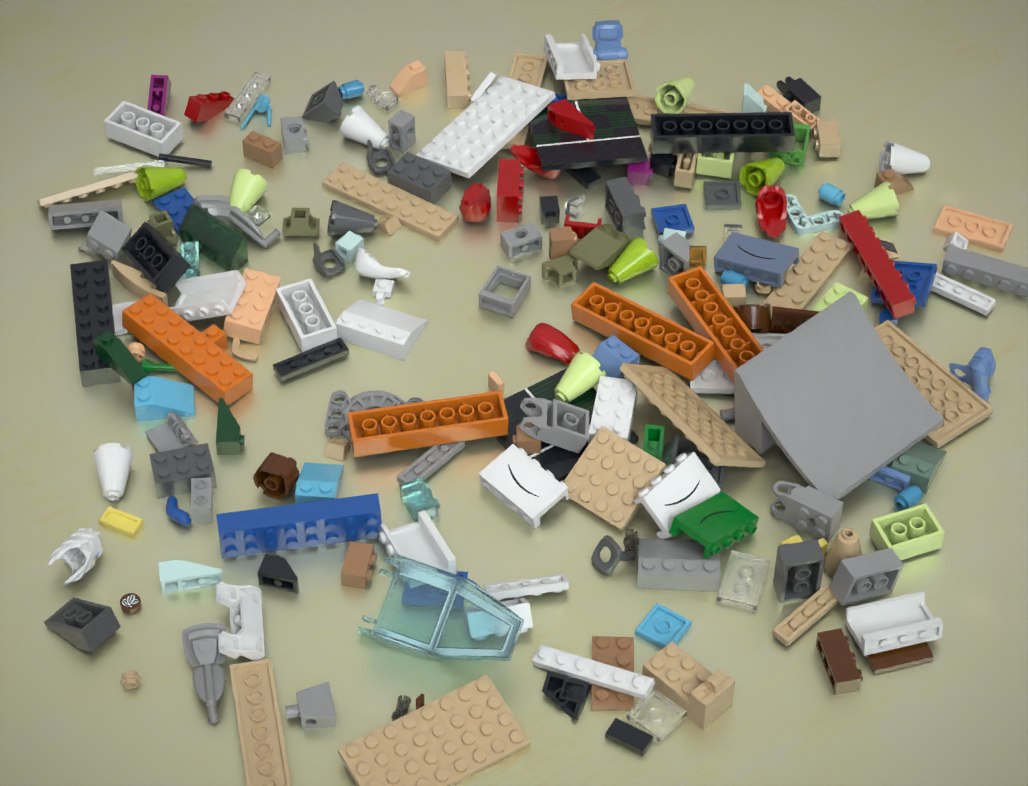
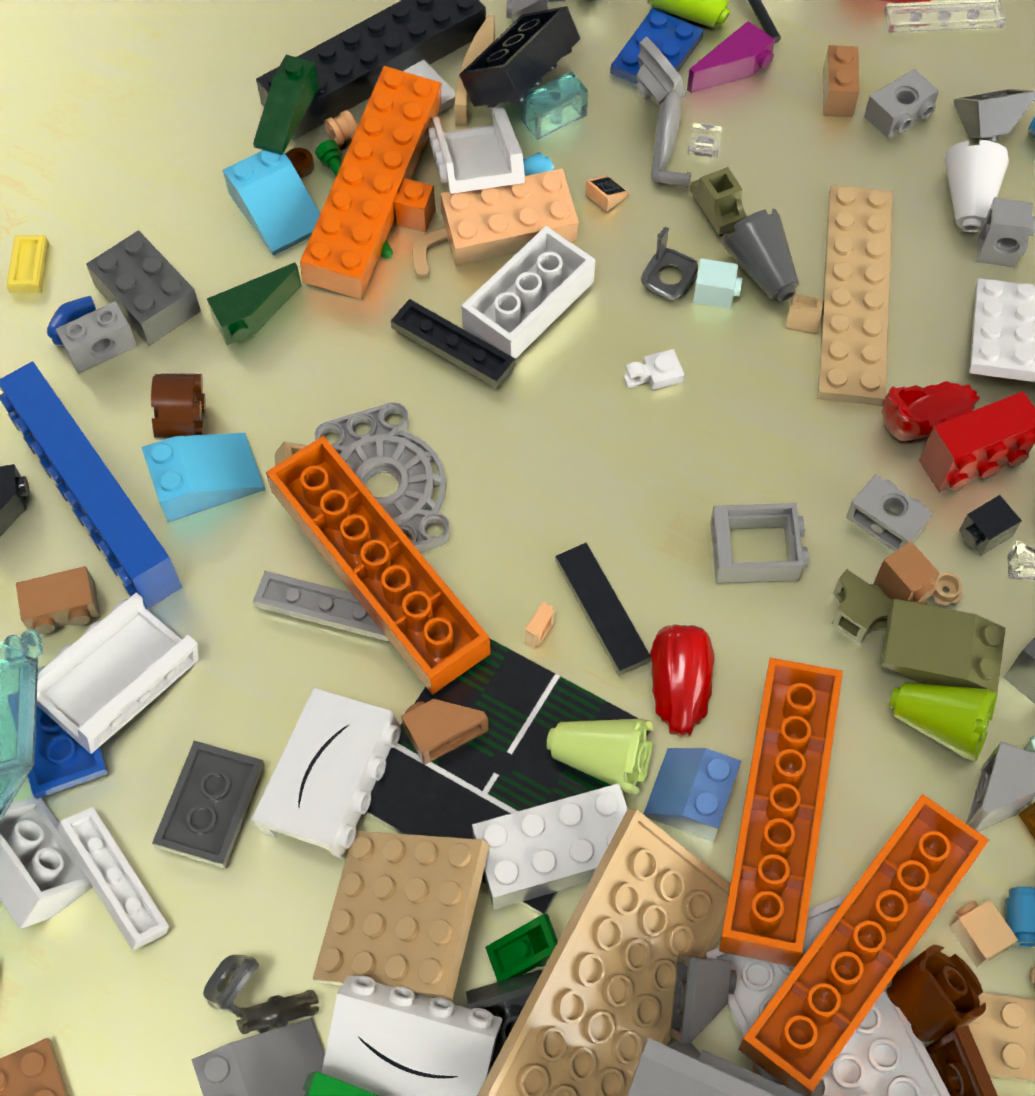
camera: 65 degrees right, 15 degrees up
(113, 468) = (99, 206): white cone -> none
(163, 223) = (599, 42): olive brick -> none
(171, 435) = (213, 245): light grey hinge -> none
(213, 177) = (733, 59): none -> magenta slope
(215, 238) = (609, 112): clear green slope -> none
(246, 189) = (727, 102): yellowish green cone -> none
(260, 265) = (605, 192): none -> light nougat slope
(261, 105) = (934, 37): medium azure plant -> none
(370, 268) = (687, 331): white hair -> none
(373, 156) = (936, 225): dark grey piece -> none
(379, 328) = (575, 403): white slope -> none
(418, 497) = (229, 627): clear light blue brick -> none
(420, 178) = (924, 307): dark grey brick -> none
(500, 361) = (603, 609): none -> black tile
(510, 539) = (208, 804): none -> dark grey plate
(556, 423) = (466, 747): light grey brick -> none
(581, 228) = (985, 594): red hinge -> none
(709, 391) = (699, 994): none -> dark grey slope

